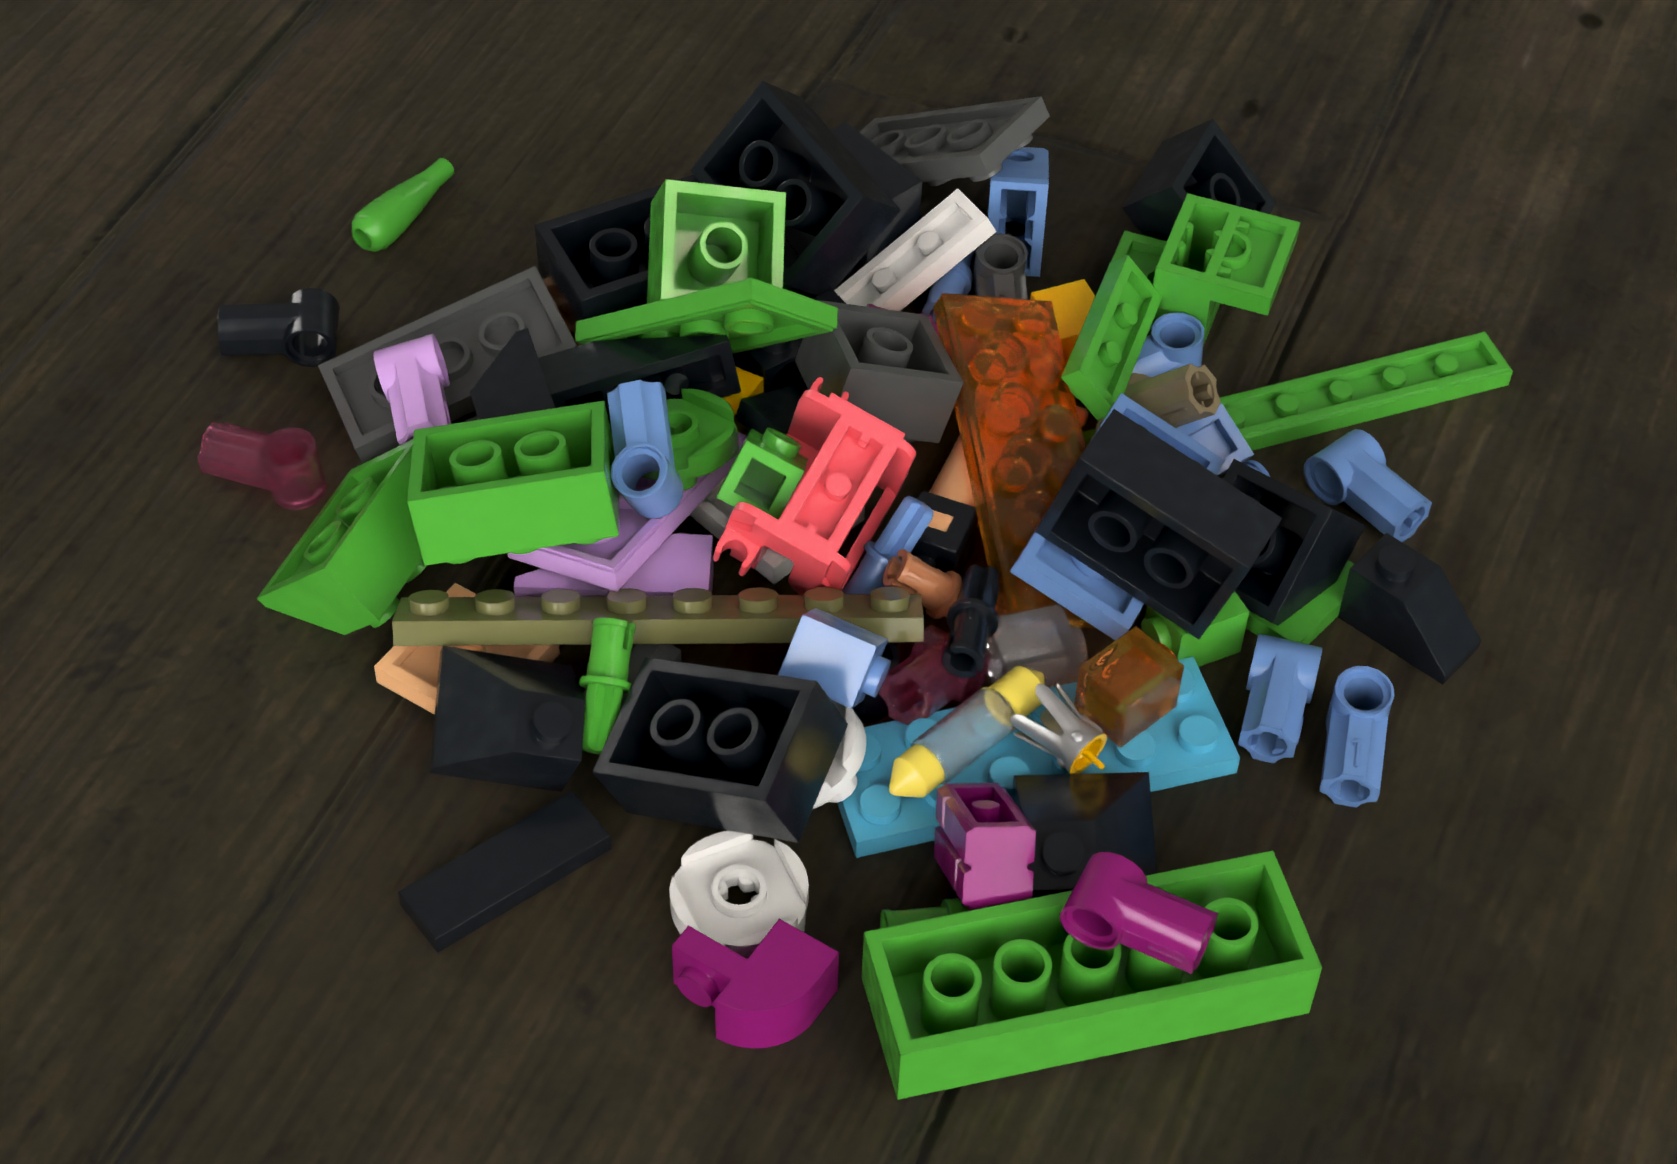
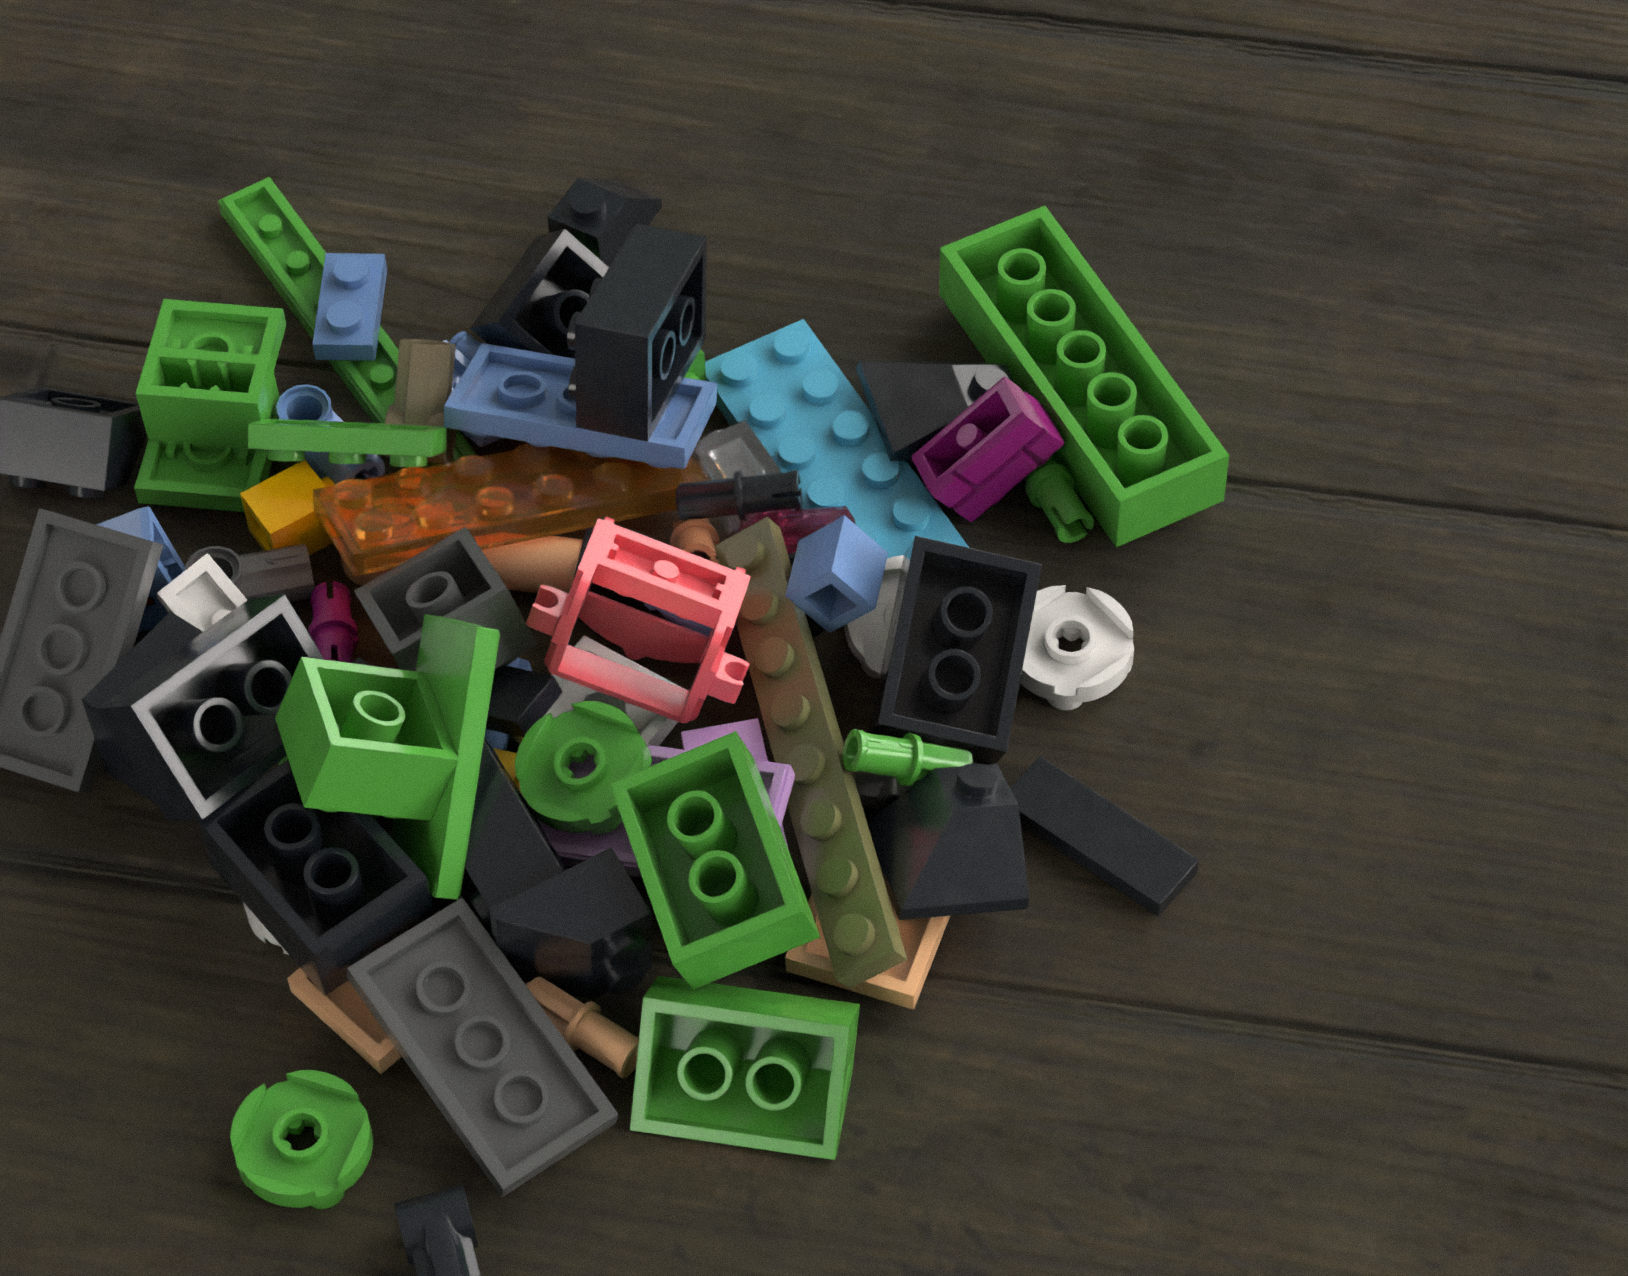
camera: 100 degrees left, 5 degrees up
(278, 462) = (656, 1201): clear pink piece -> none
(394, 211) = (214, 1209): bright green piece -> none
(414, 384) = (543, 1045): lavender piece -> none
(426, 290) = (307, 1176): none -> bright green plate
(643, 445) = (631, 745): medium blue piece -> none
(760, 997) = (1168, 597): magenta brick -> none
(764, 472) = (648, 654): bright green brick -> none
(965, 734) = (862, 488): piece -> none
(1067, 735) = (848, 406): flat silver piece -> none
(1119, 906) = (1054, 315): magenta piece -> none
(1129, 686) = (779, 376): clear orange brick -> none
(1279, 688) = (743, 299): medium blue piece -> none
(1316, 395) = (350, 306): none -> medium blue plate
(1356, 736) = (744, 241): medium blue piece -> none
(1357, 473) = (445, 273): medium blue piece -> none

